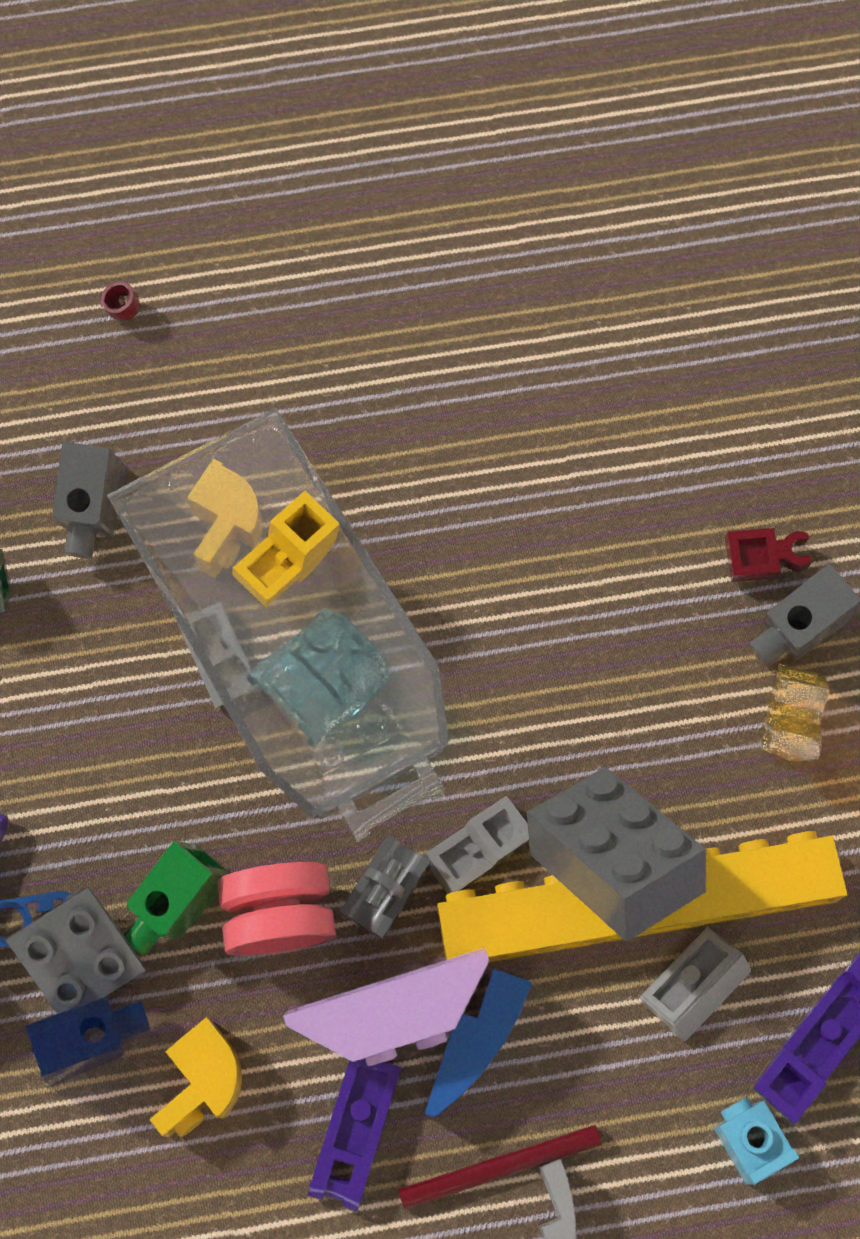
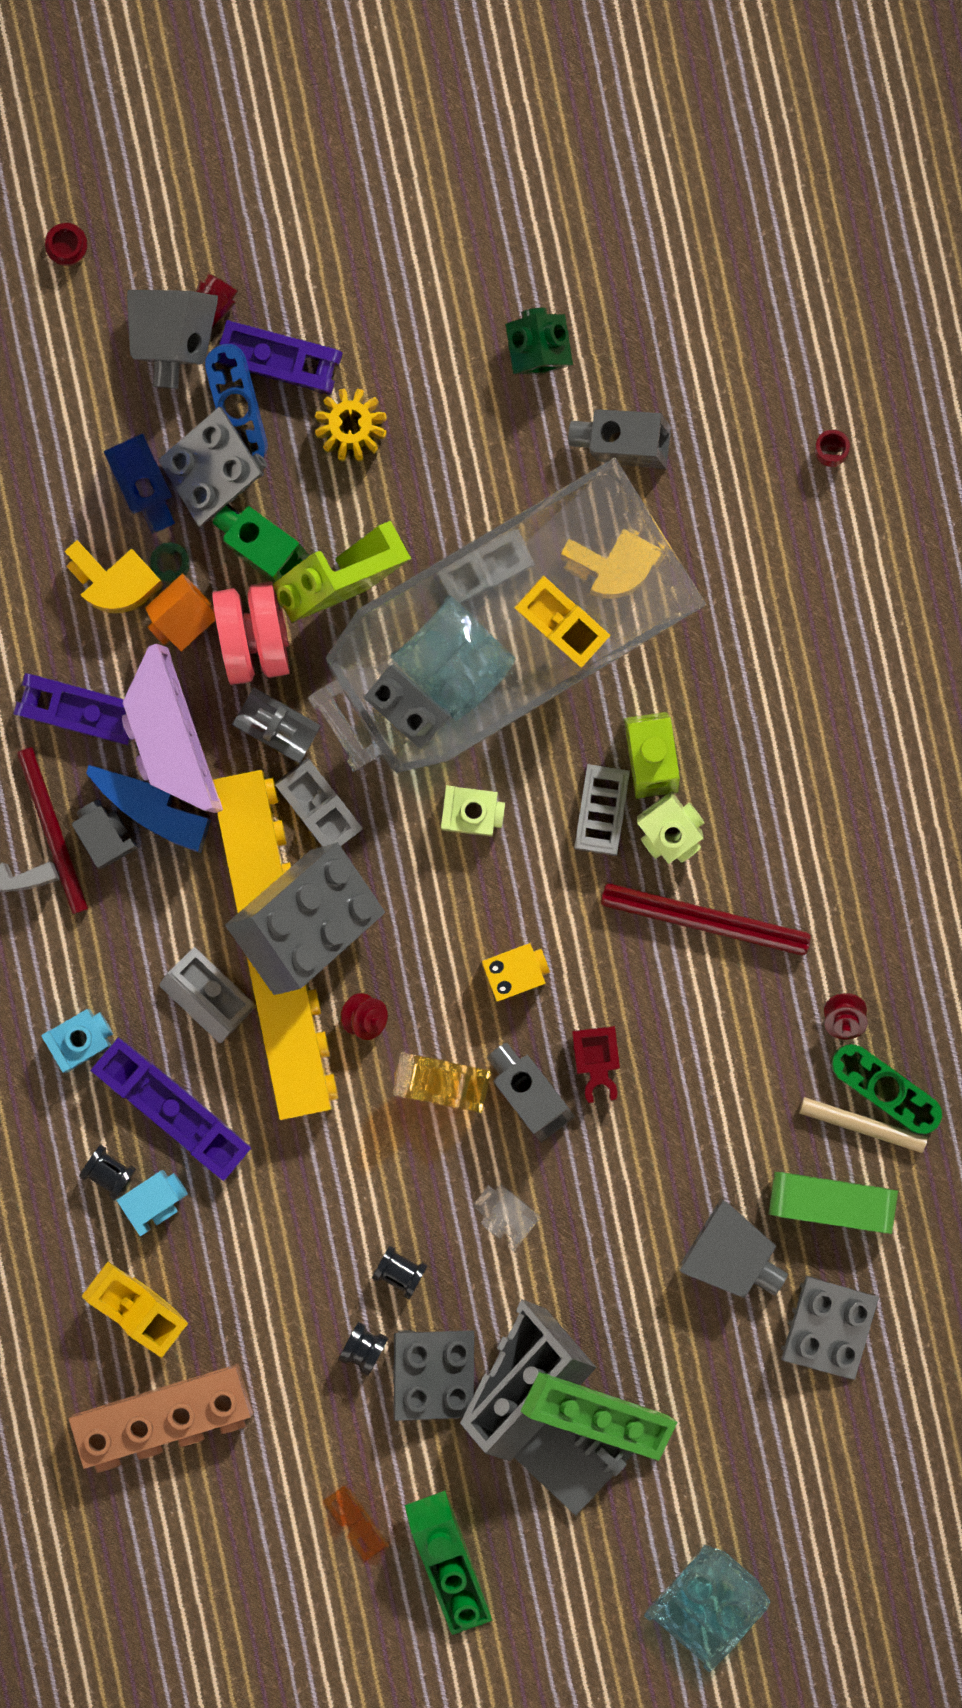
camera: 90 degrees right, 15 degrees up
(29, 806) = (335, 425): none -> yellow gear
(171, 1011) = (171, 549): none -> clear green bush
(212, 798) = (315, 587): none -> lime panel
(247, 996) = (180, 613): none -> orange brick
(373, 725) = (407, 706): none -> dark grey hips
(432, 481) = (652, 754): none -> lime torso
(486, 691) = (454, 816): none -> yellowish green brick
(493, 525) = (597, 845): none -> light grey slope
(507, 1101) = (102, 834): none -> dark grey brick
(514, 465) = (670, 813): none -> yellowish green brick
(609, 444) = (705, 919): none -> dark red axle
(669, 634) = (516, 971): none -> yellow brick
(713, 307) = (845, 1016): none -> dark red wheel
(721, 800) = (364, 1016): none -> dark red wheel
(784, 295) = (918, 1099): none -> green beam
(822, 301) = (863, 1125): none -> tan bar

